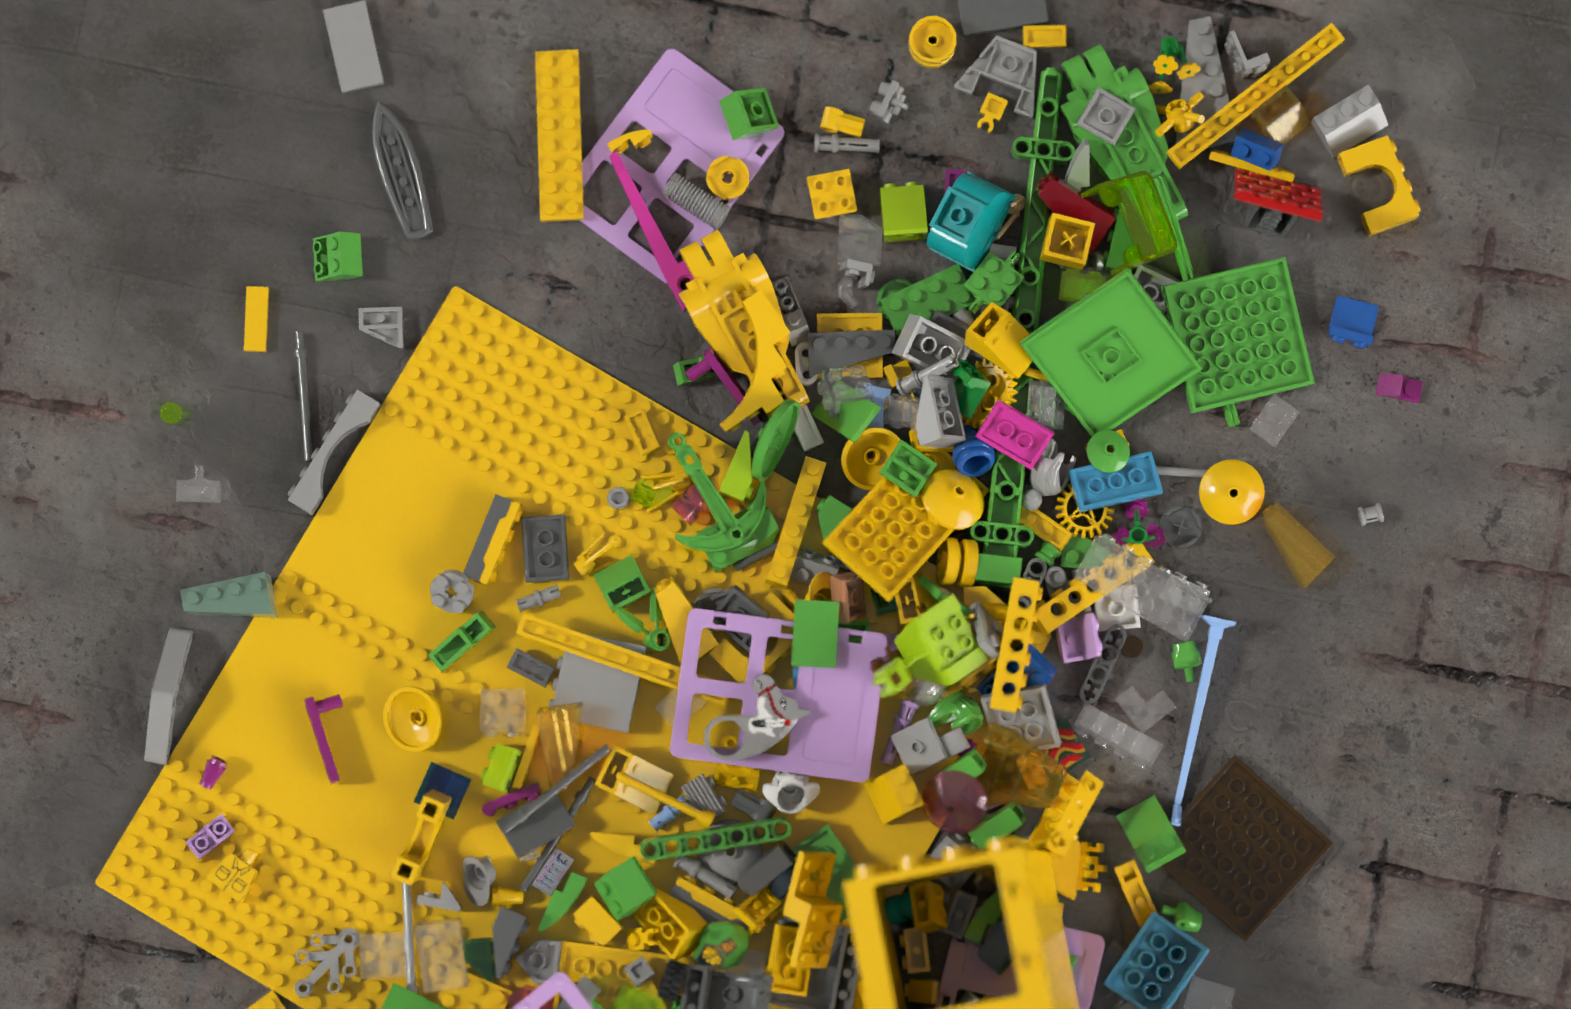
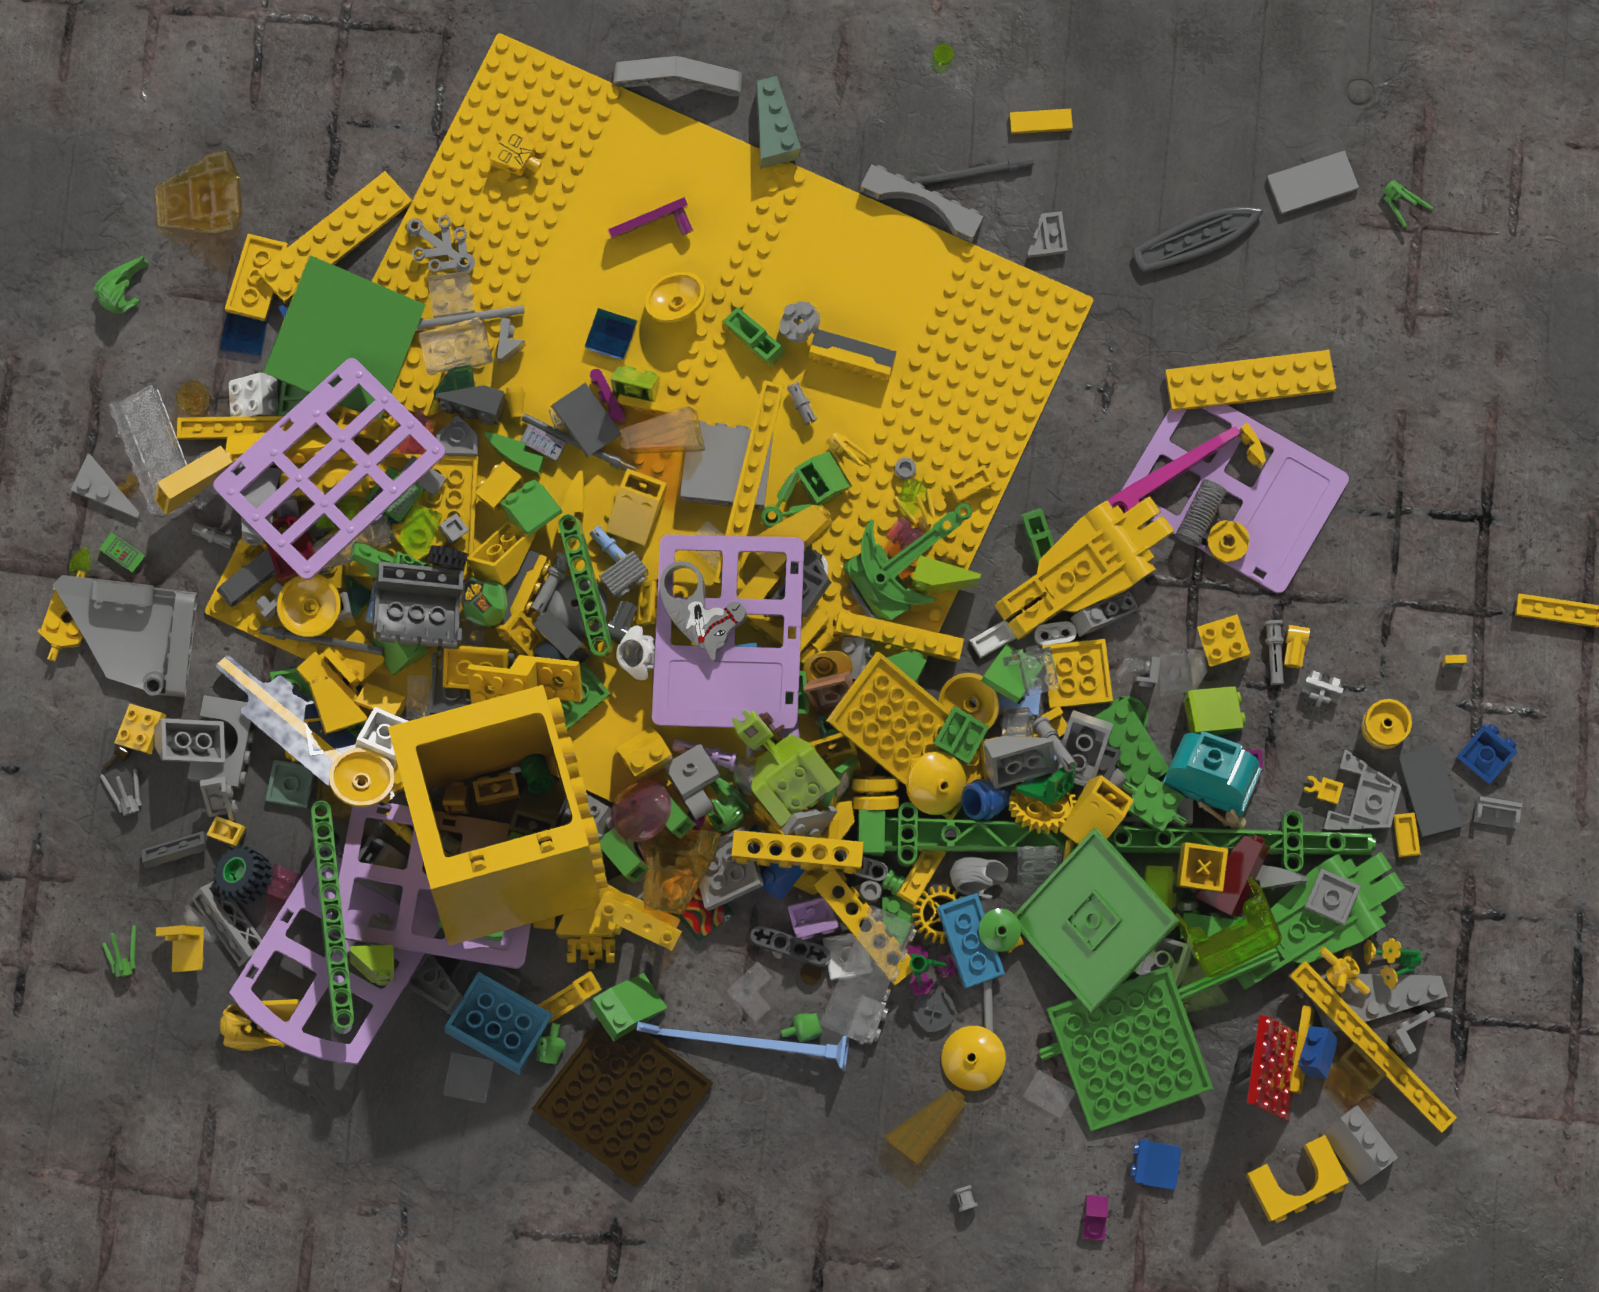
camera: 80 degrees right, 5 degrees down
(198, 489) = (874, 85): clear plate -> none
(210, 836) = (549, 129): lavender slope -> none
(213, 771) = (610, 124): magenta cone -> none
(337, 256) = (1108, 187): bright green slope -> none
(431, 815) = (587, 322): yellow arch -> none
(478, 877) = (532, 374): light grey piece -> none
(502, 712) = (689, 381): clear plate -> none
(522, 816) = (593, 405): dark grey bar -> none
(531, 667) = (734, 403): flat silver plate -> none
(545, 548) = (850, 405): dark grey tile -> none
(641, 938) = (486, 529): yellow plate -> none
(704, 817) = (605, 574): yellow piece -> none
(713, 361) = (1045, 542): magenta piece -> none
(748, 113) = (1293, 555): bright green slope -> none
(761, 393) = (1019, 588): yellow arch -> none
(774, 439) = (975, 605): bright green dish -> none
(815, 633) = (790, 658): bright green tile -> none
(845, 348) = (1074, 668): dark grey wing -> none
(928, 906) = (537, 792): yellow brick -> none
(1014, 434) = (1005, 834): dark pink tile -> none
(1031, 499) = (944, 861): light grey plate -> none
(1118, 736) = (721, 965): clear brick -> none

